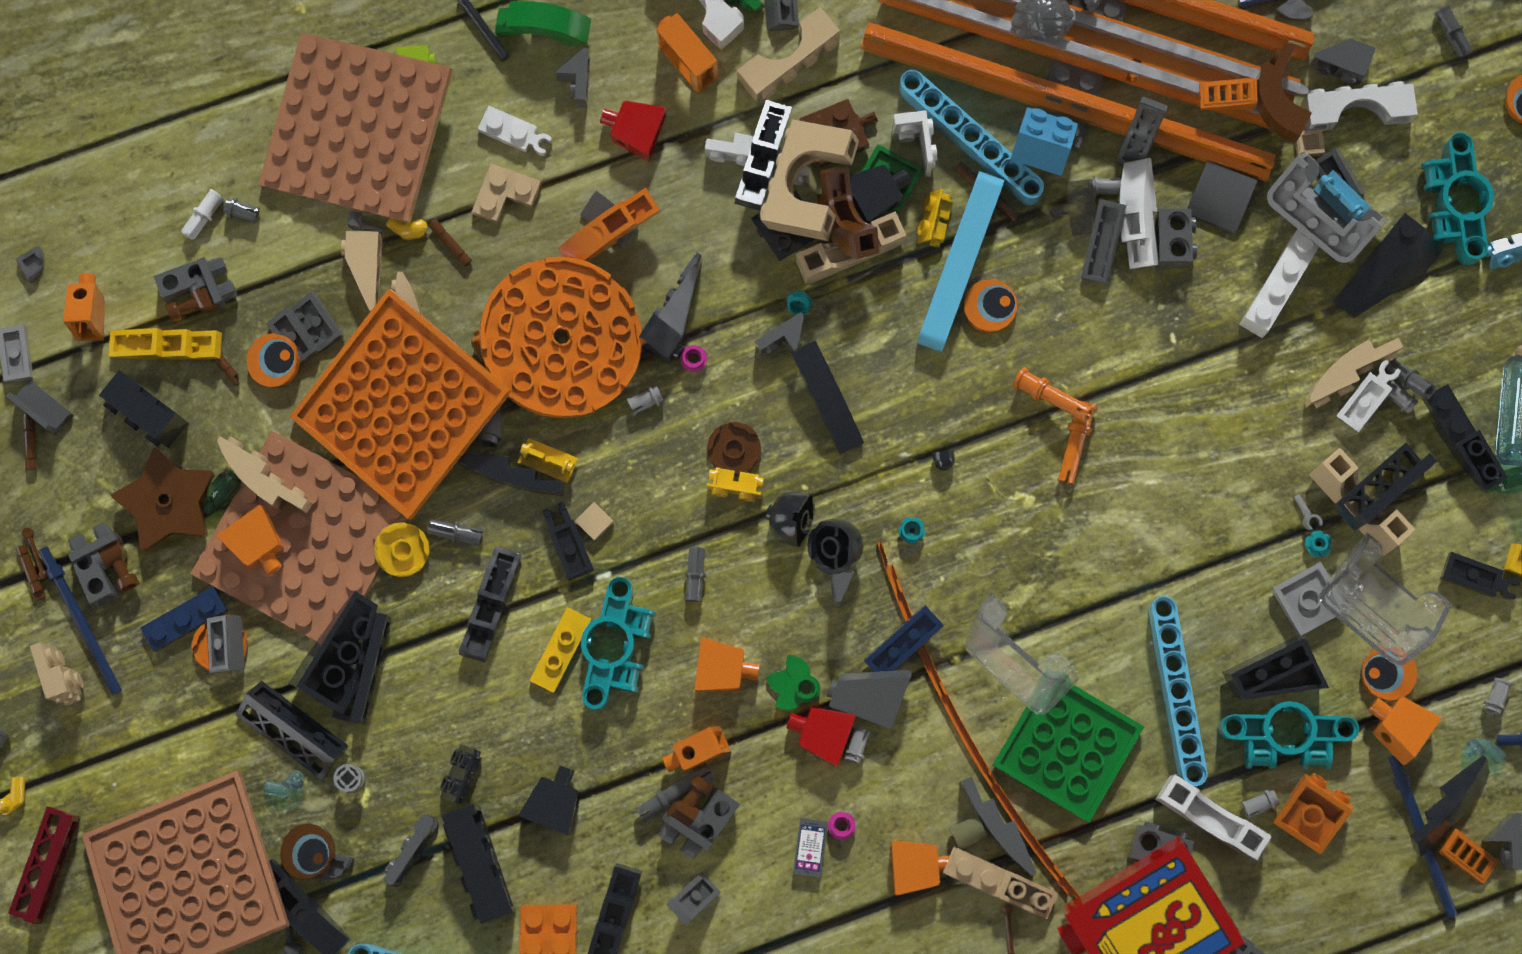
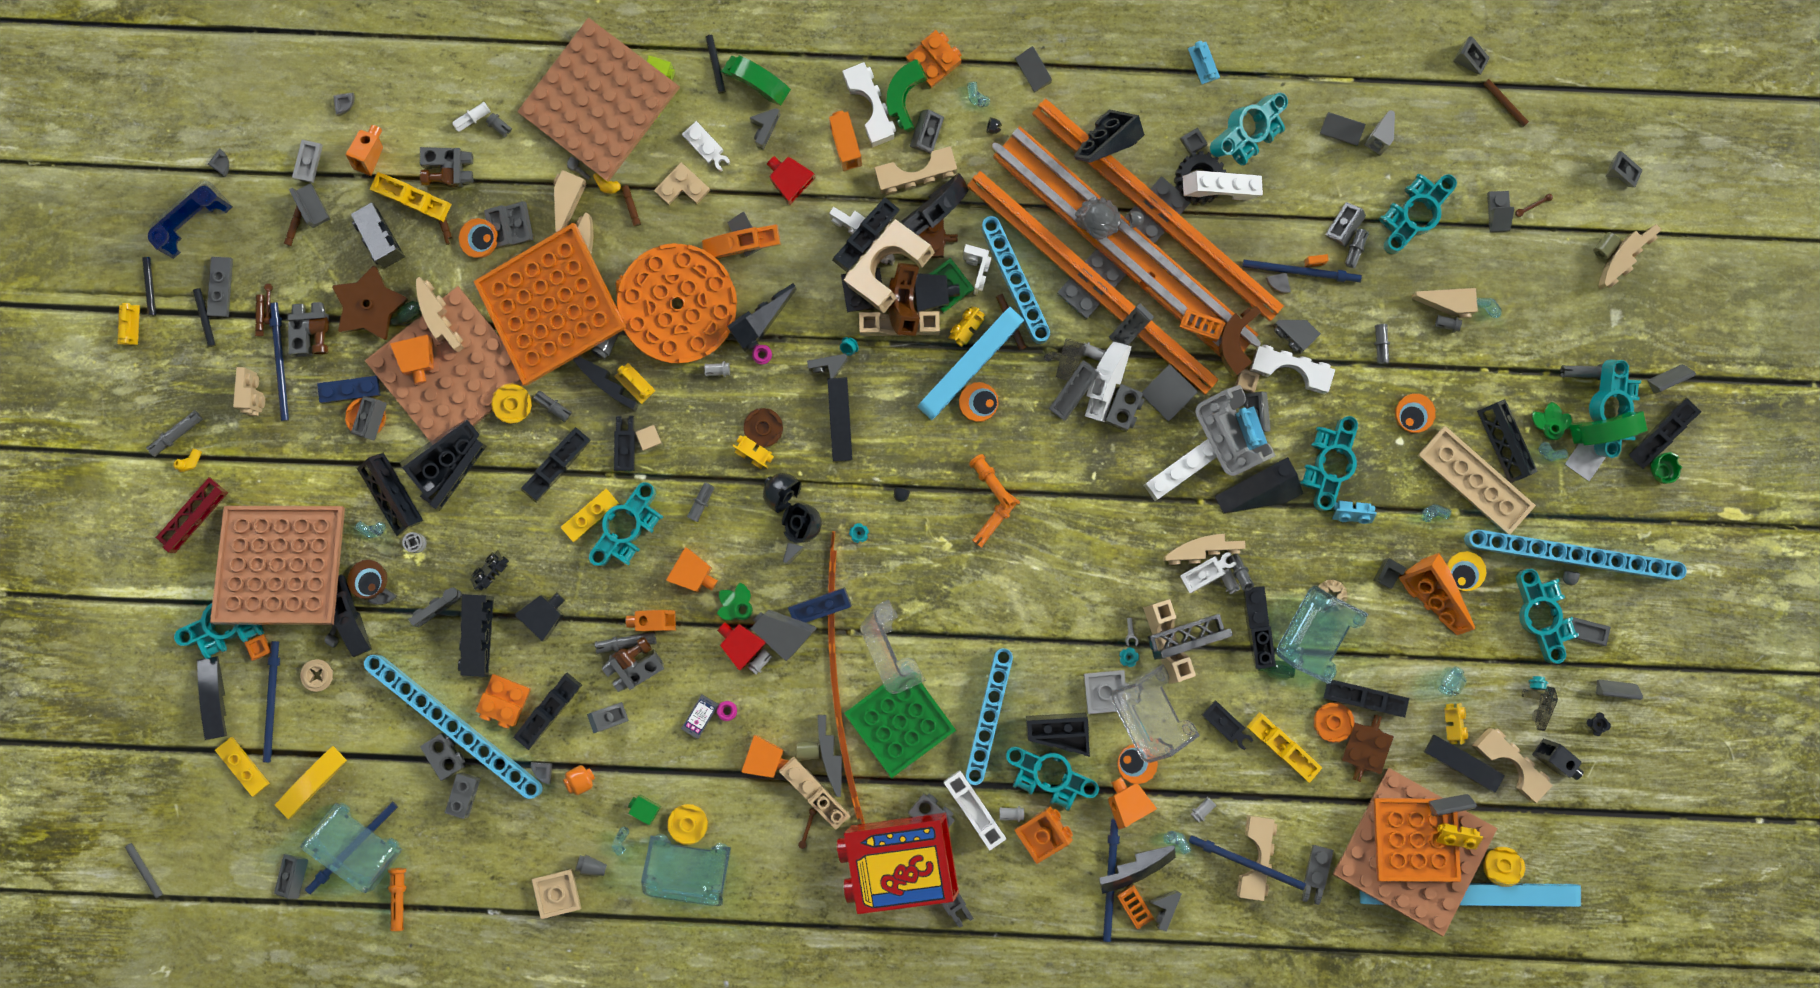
camera: 20 degrees right, 5 degrees up
(836, 83) = (938, 206): none -> black slope
(1044, 141) = (1062, 304): dark azure brick -> none

